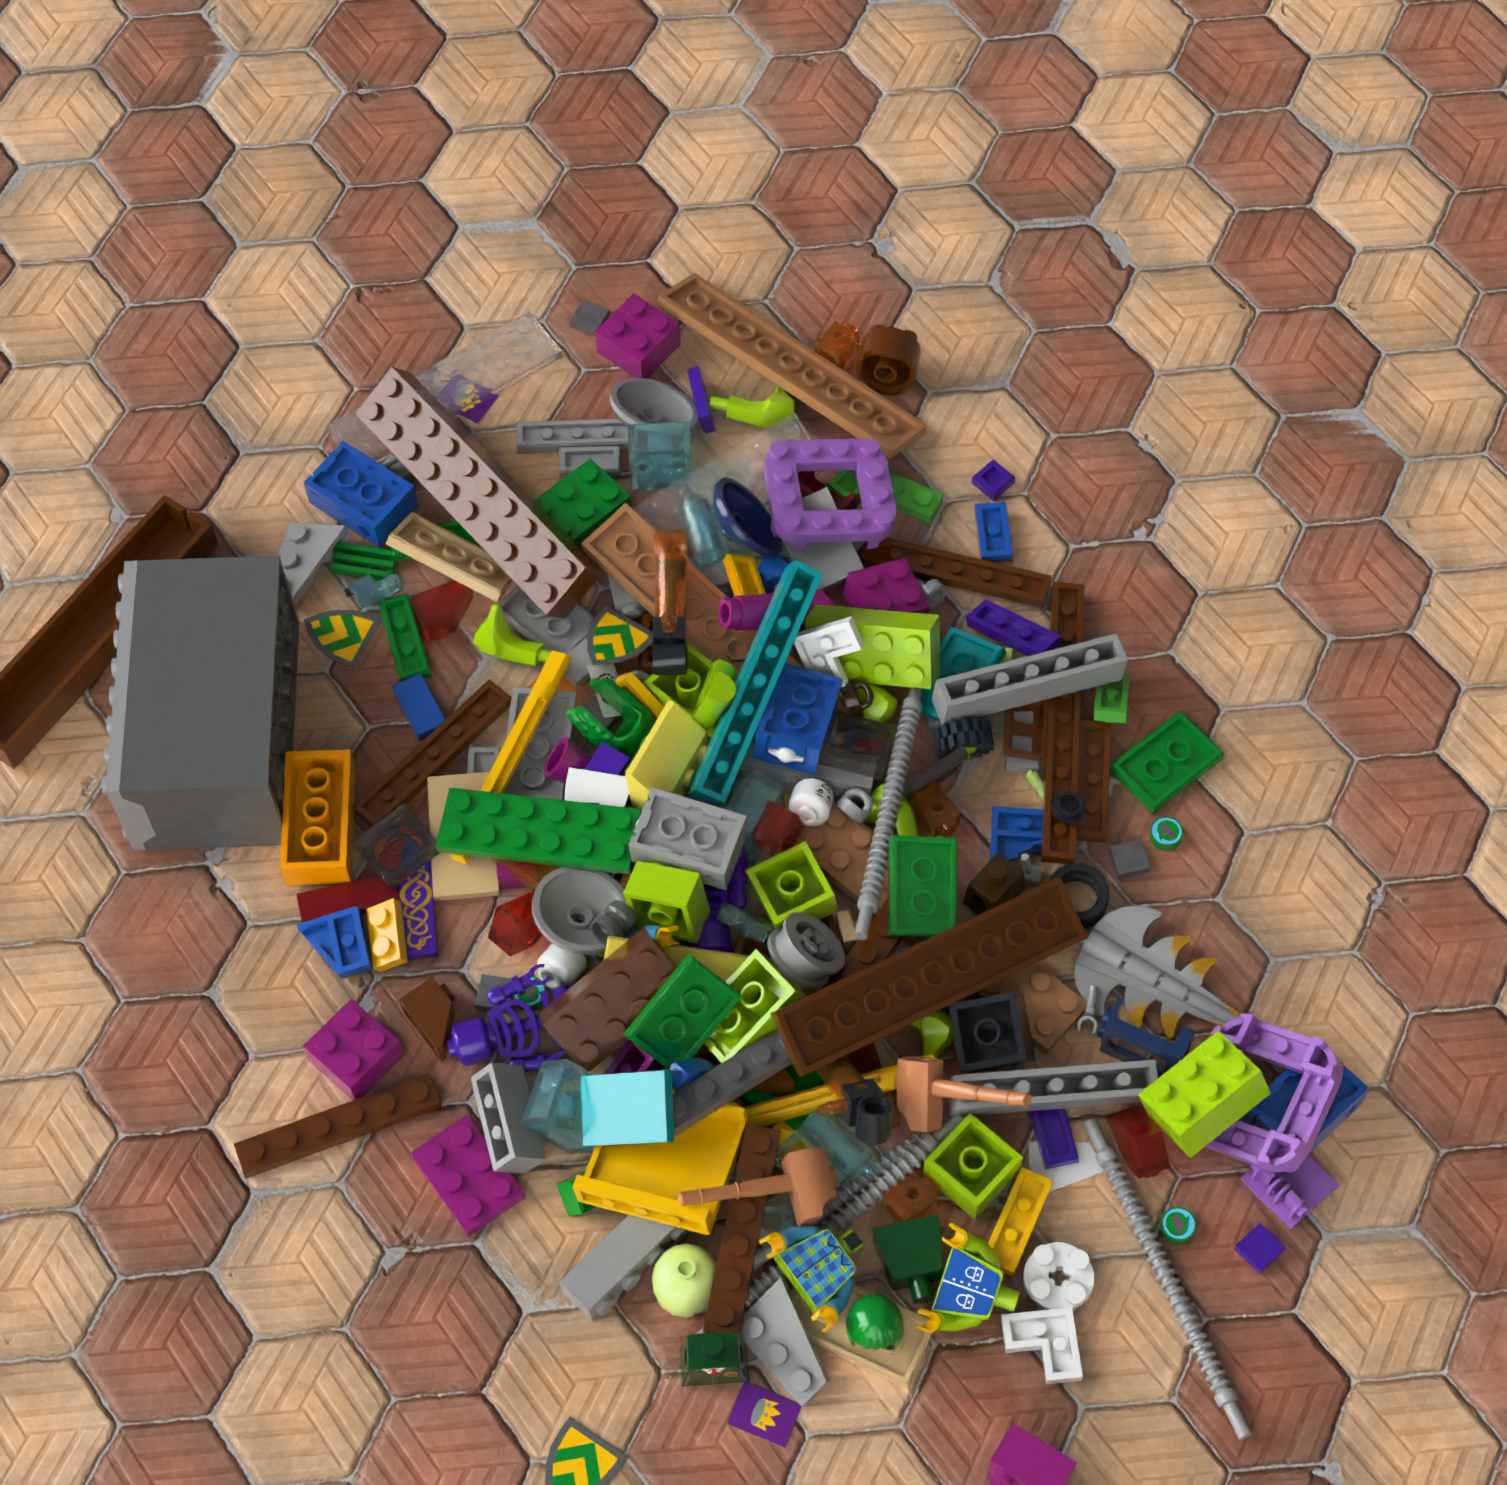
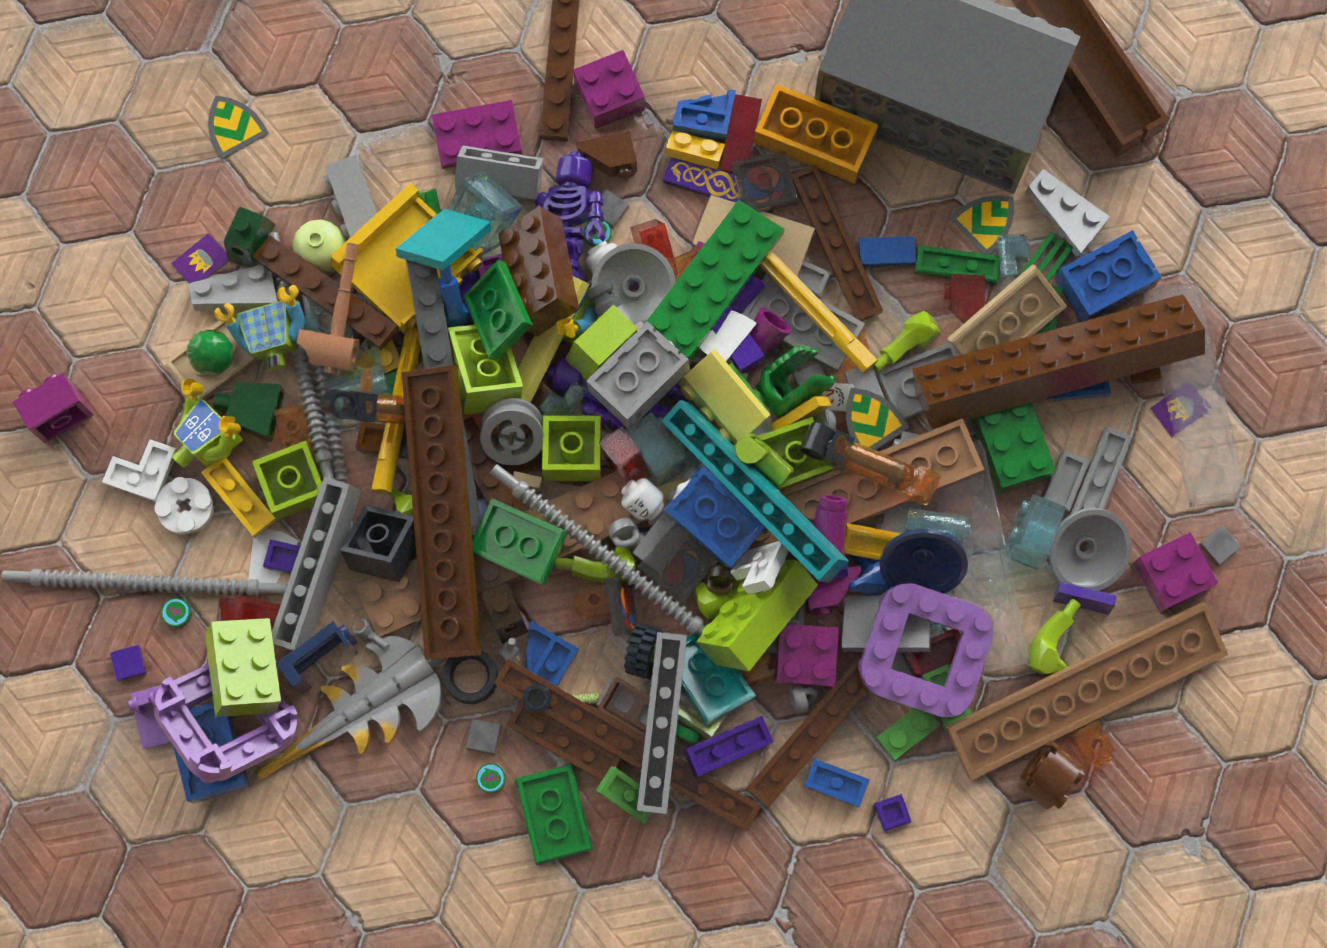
camera: 115 degrees right, 15 degrees up
(922, 1091) = (346, 462): nougat piece -> none

